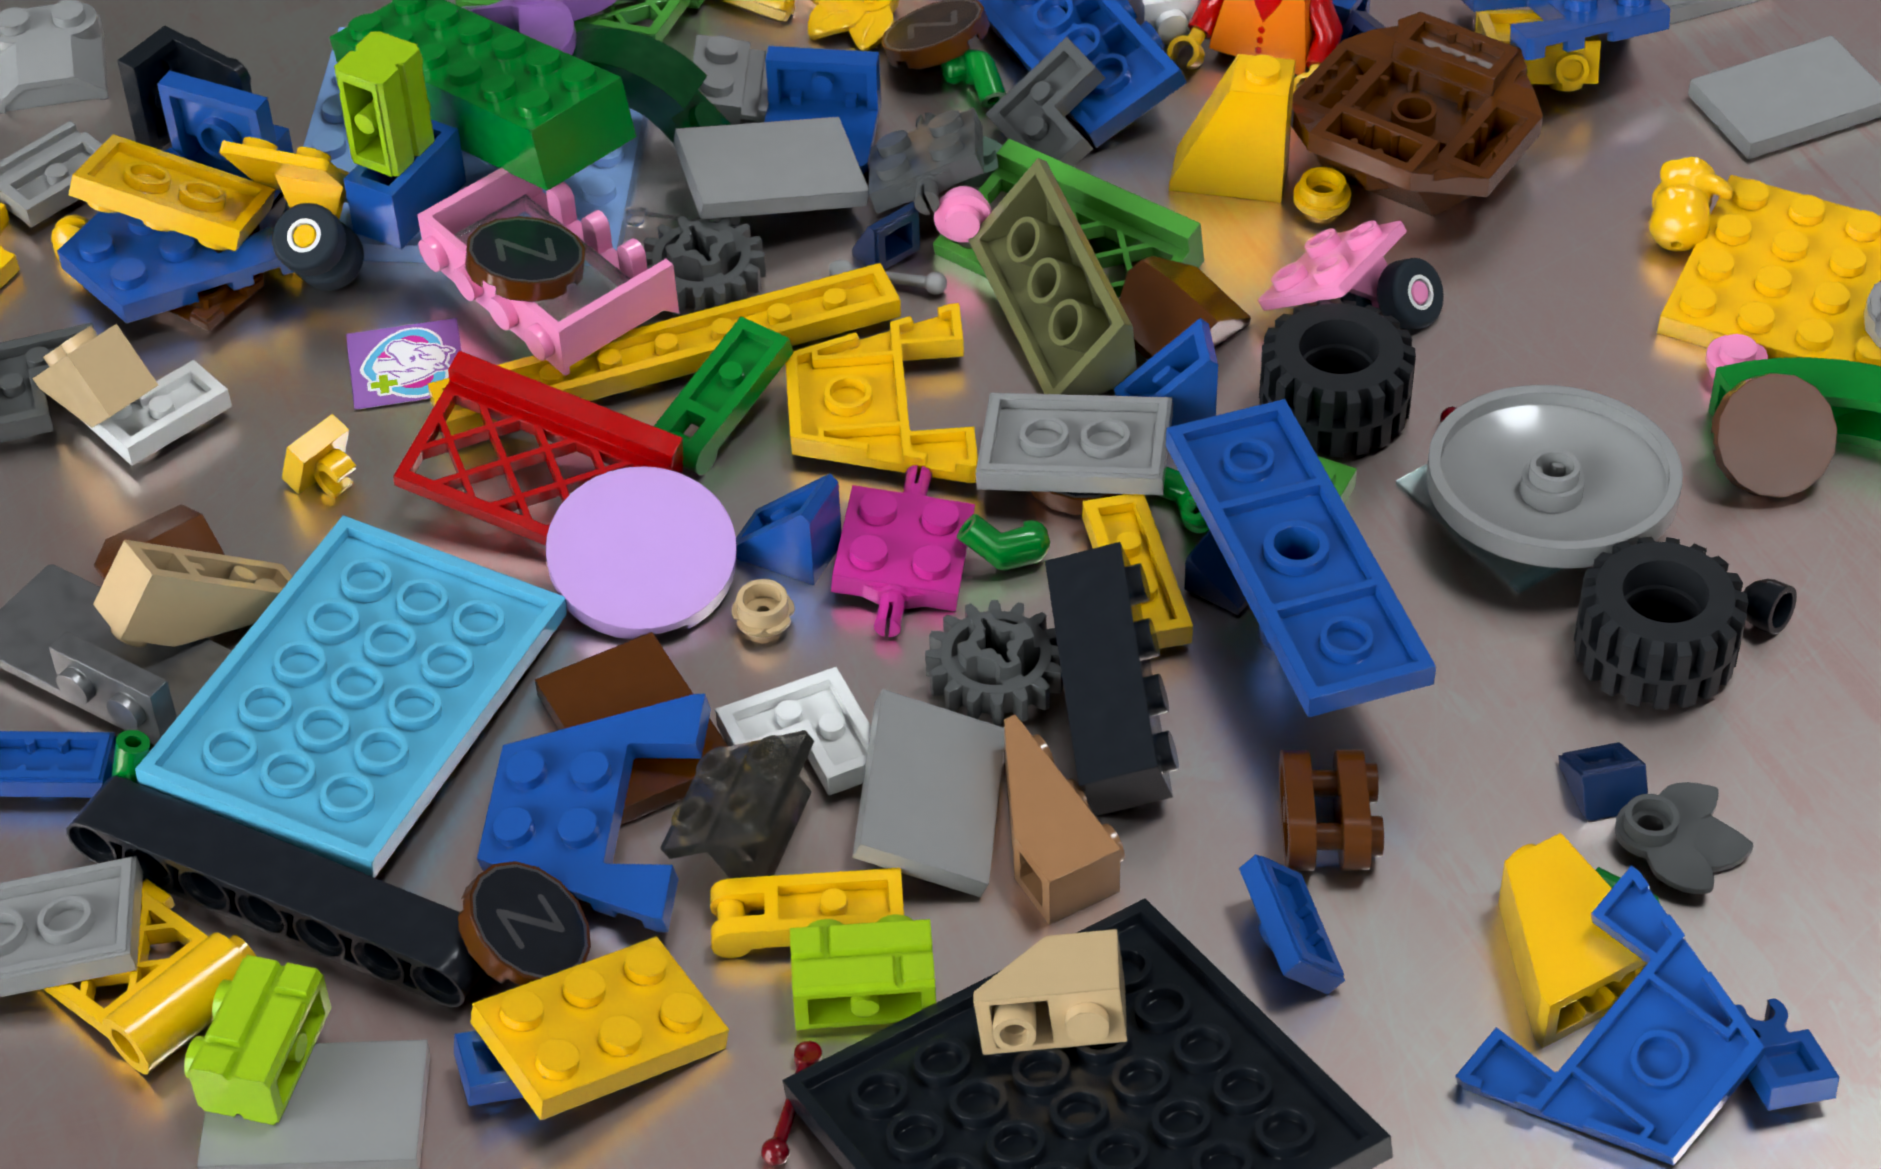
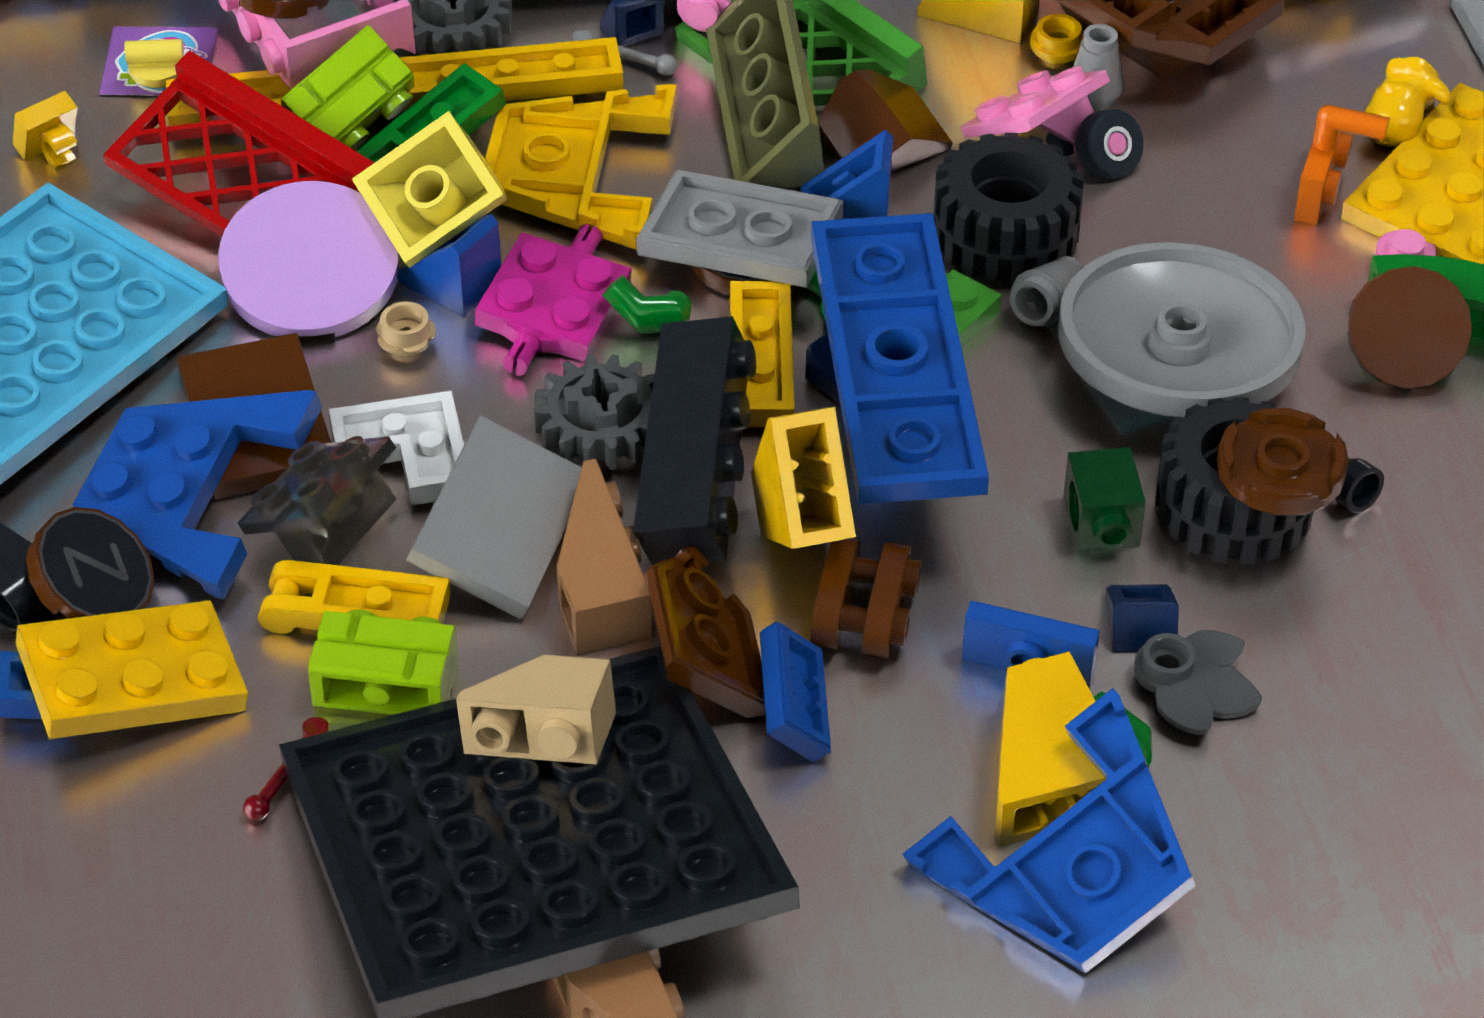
camera: 10 degrees right, 0 degrees up
(409, 365) = (153, 60): none -> light yellow plate
(636, 362) = (353, 89): none -> lime brick
(754, 457) = (430, 189): none -> light yellow slope
(1186, 881) = (704, 636): none -> reddish brown tile
(1245, 706) = (802, 480): none -> yellow slope
(1377, 202) = (1101, 52): none -> light grey cone
(1401, 458) = (1042, 290): none -> light grey cone
(1497, 828) = (1010, 637): none -> blue plate
(1532, 665) = (1104, 499): none -> dark green brick
(1632, 265) = (1329, 150): none -> orange plate
(1712, 598) = (1282, 462): none -> reddish brown tile
(1793, 1063) = (1223, 900): blue plate -> none

